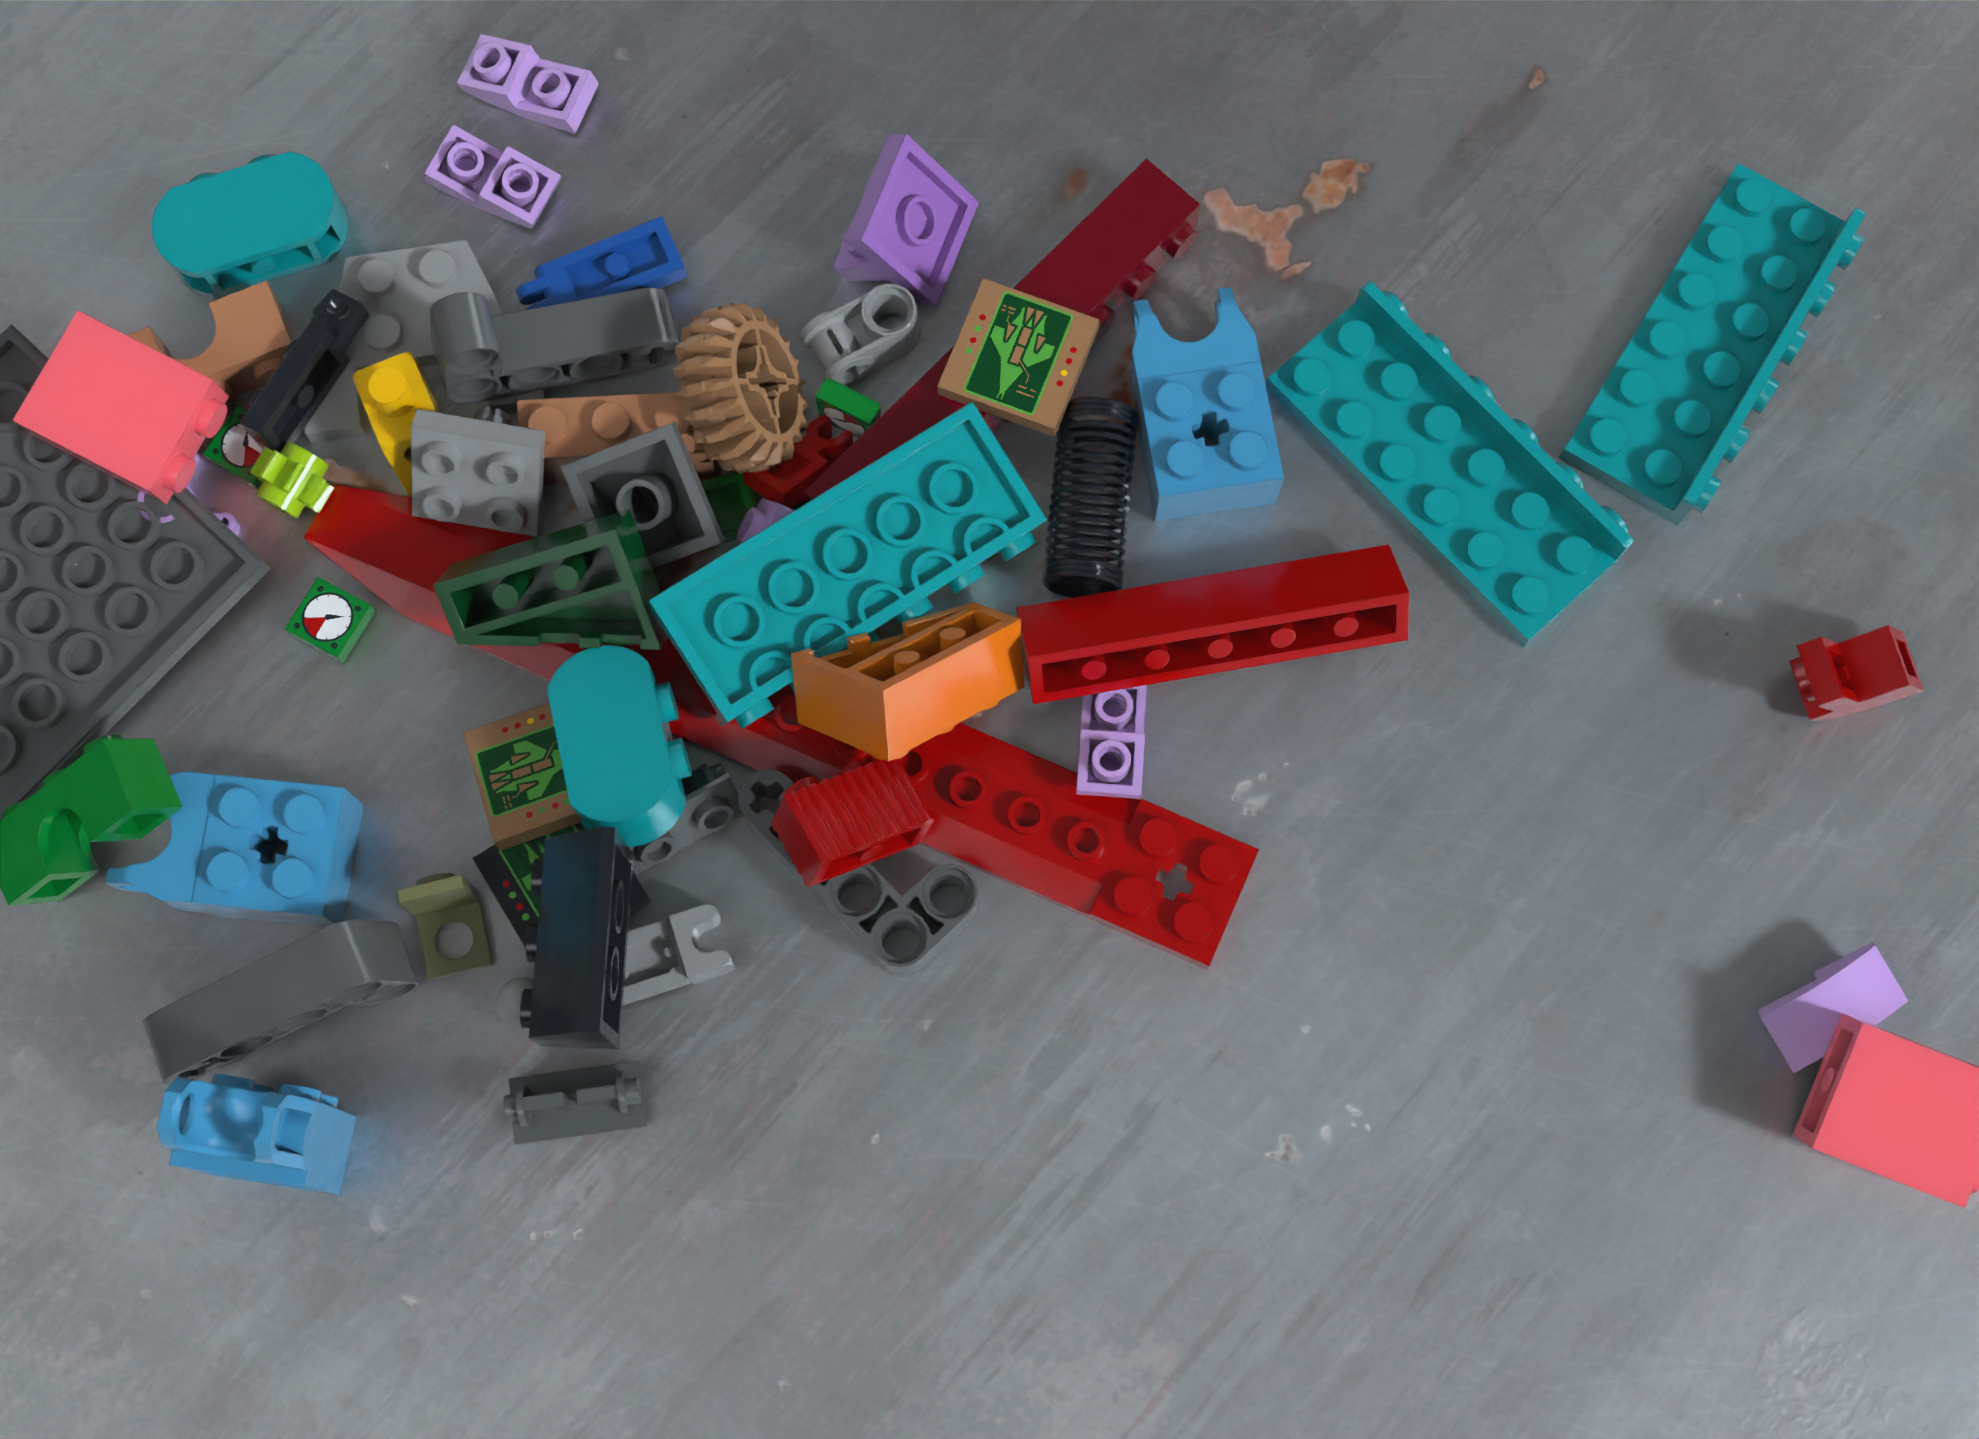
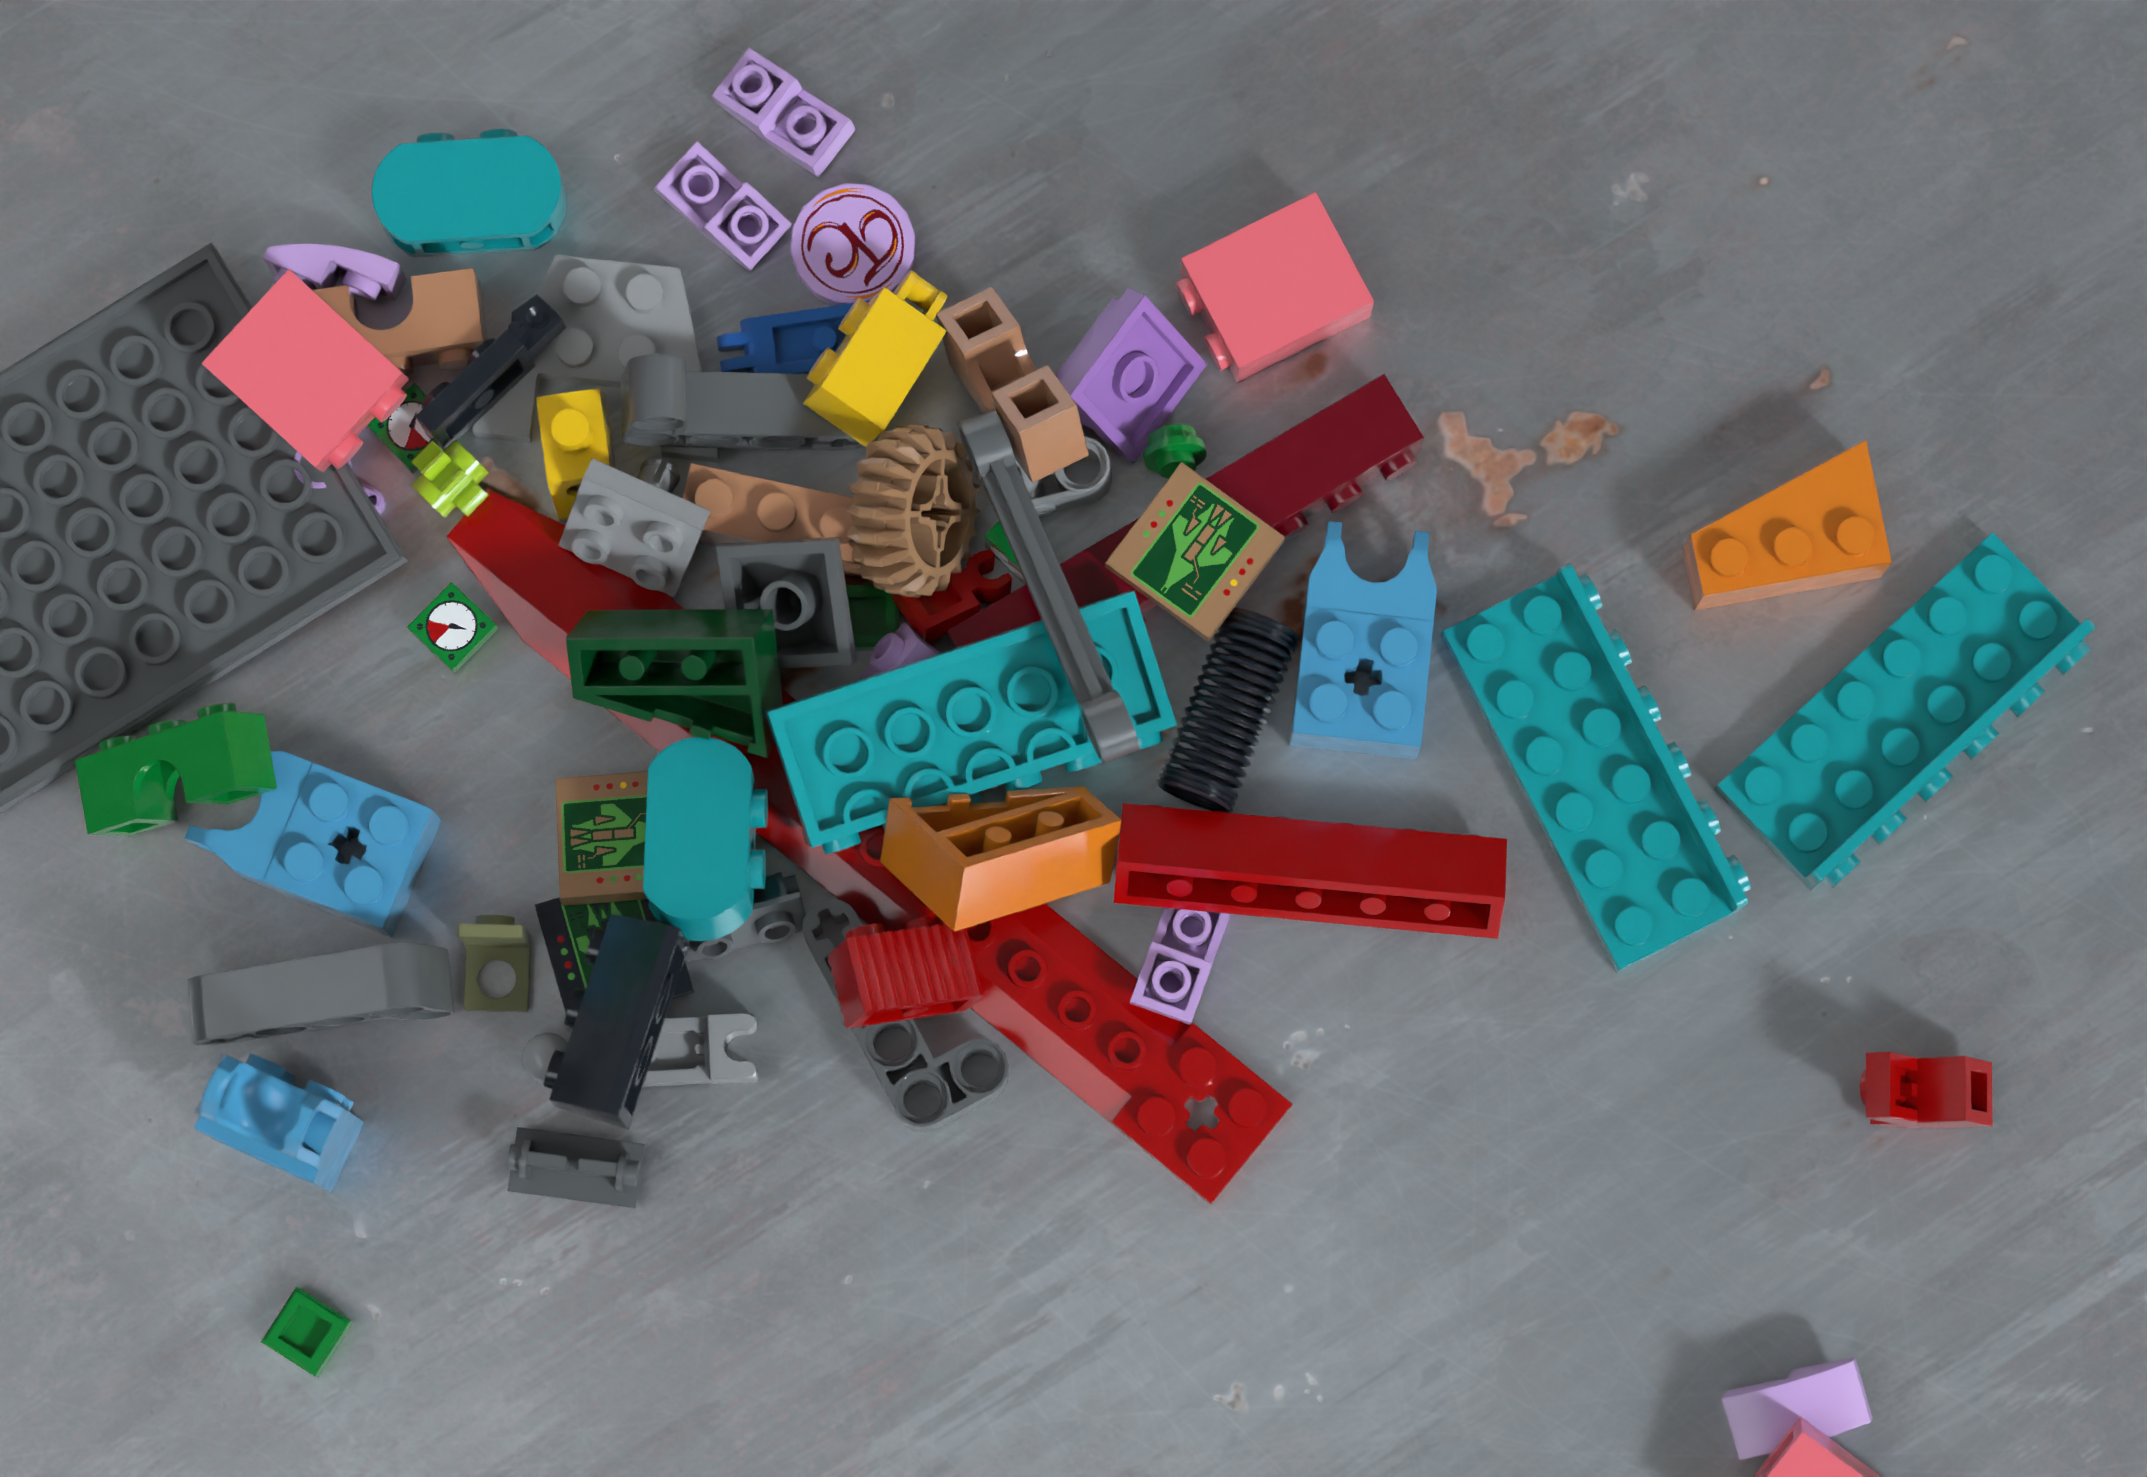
camera: 15 degrees right, 5 degrees up
(167, 313) = (323, 264): none -> lavender slope
(346, 1342) = (307, 1332): none -> green tile
(622, 179) = (852, 243): none -> lavender tile
(670, 263) = (877, 359): none -> yellow brick
(822, 266) = (995, 368): none -> nougat arch
(964, 278) = (1171, 446): none -> green plate
(976, 512) = (1099, 704): none -> dark grey piece
(1022, 117) = (1273, 288): none -> coral brick
(1564, 211) = (1795, 538): none -> orange wedge

